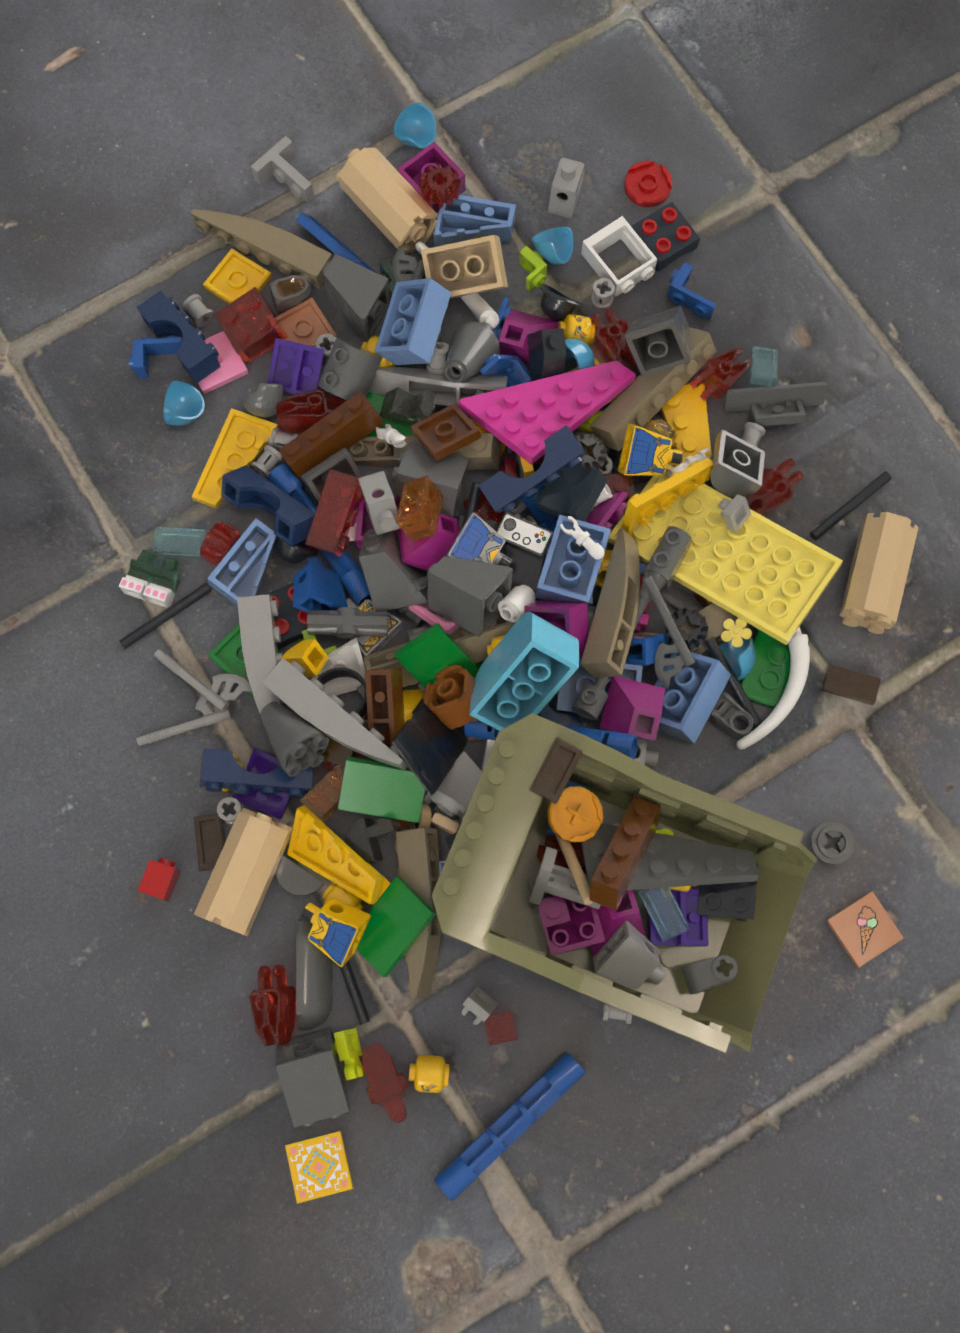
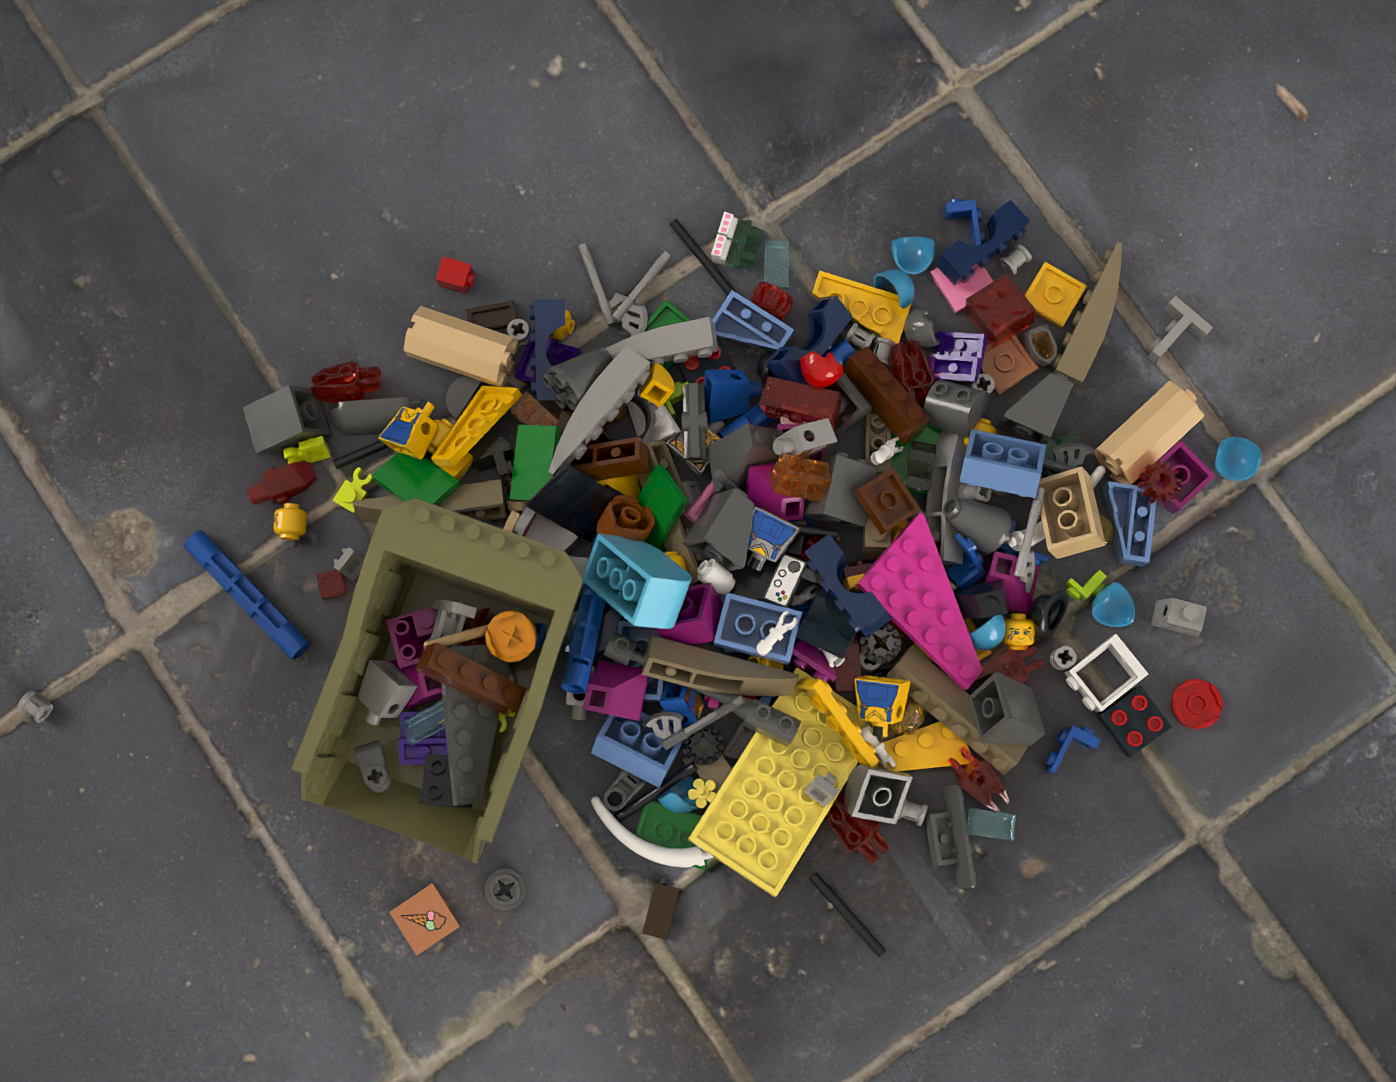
camera: 90 degrees right, 5 degrees up
(209, 415) = (901, 282): none -> dark azure helmet
(305, 487) = (820, 371): none -> red hair
(319, 1166) = (213, 433): yellow tile -> none
(330, 240) = (1094, 389): blue tile -> none
(399, 1003) = (352, 491): none -> neon yellow plate
(504, 311) = (1025, 556): none -> light grey piece
(556, 770) = (529, 604): dark brown tile -> none
(878, 572) = (772, 937): tan brick -> none

